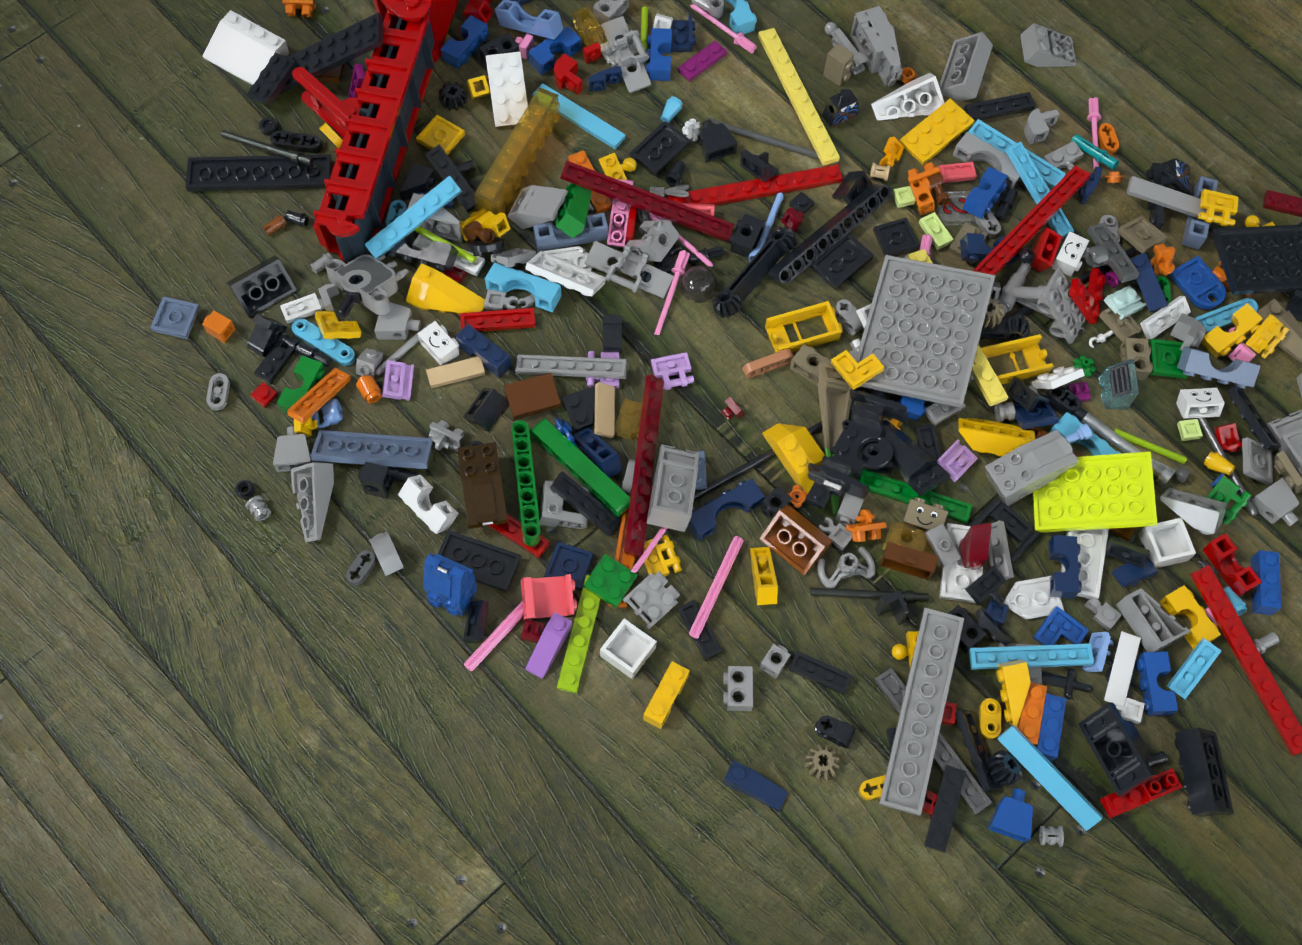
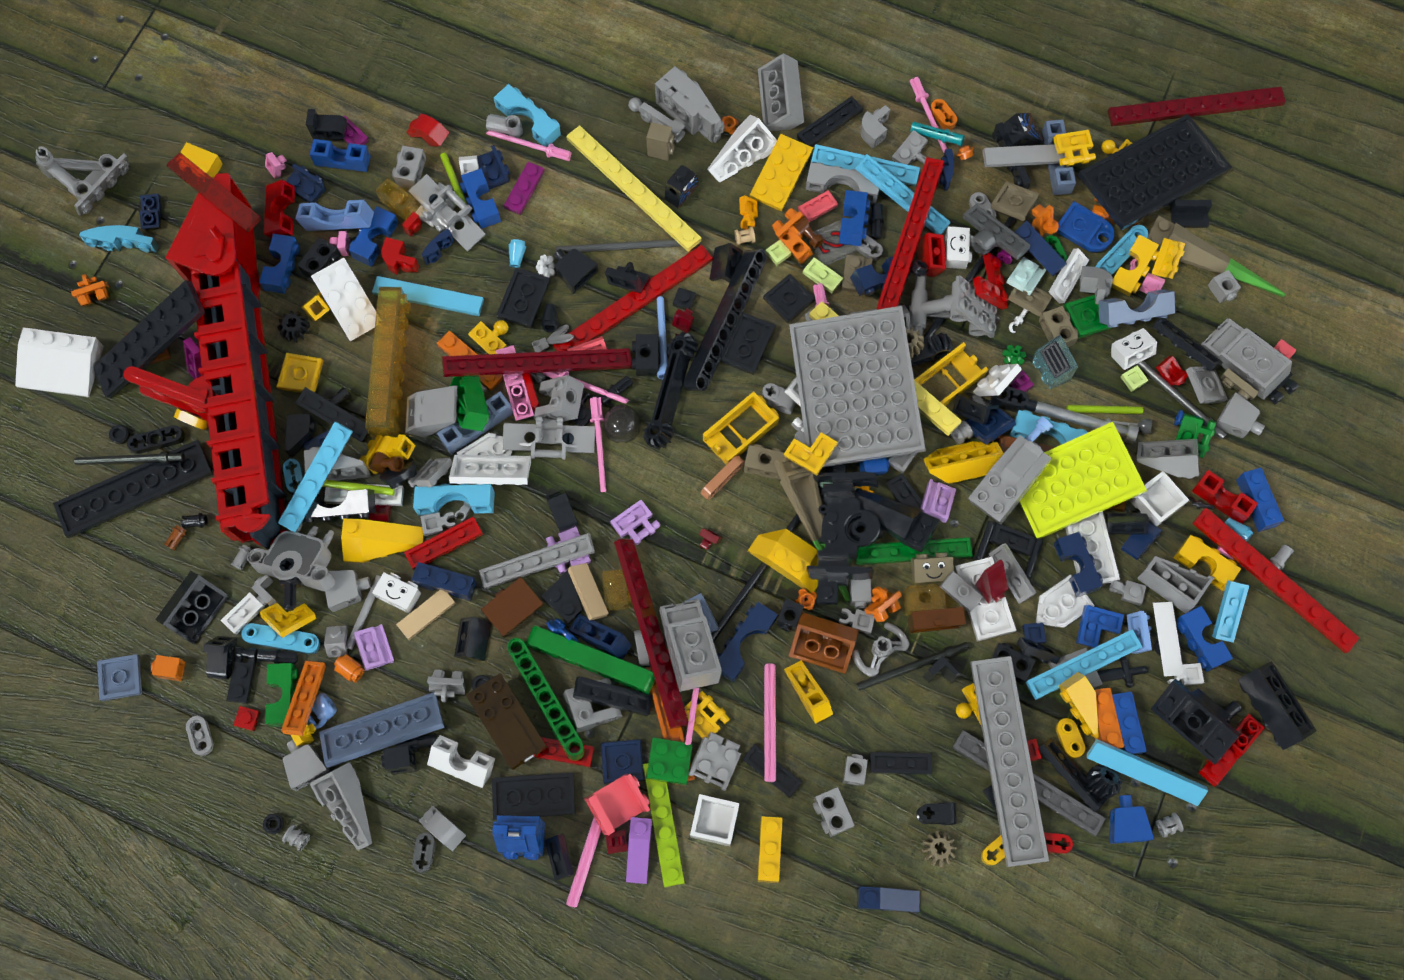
camera: 20 degrees left, 5 degrees up
(272, 79) = (102, 384): black plate -> none
(945, 808) = (1067, 844): black plate -> none
(987, 586) = (1017, 613): black plate -> none
(1047, 47) = (849, 42): light grey slope -> none
(1218, 463) = (1174, 401): yellow cone -> none

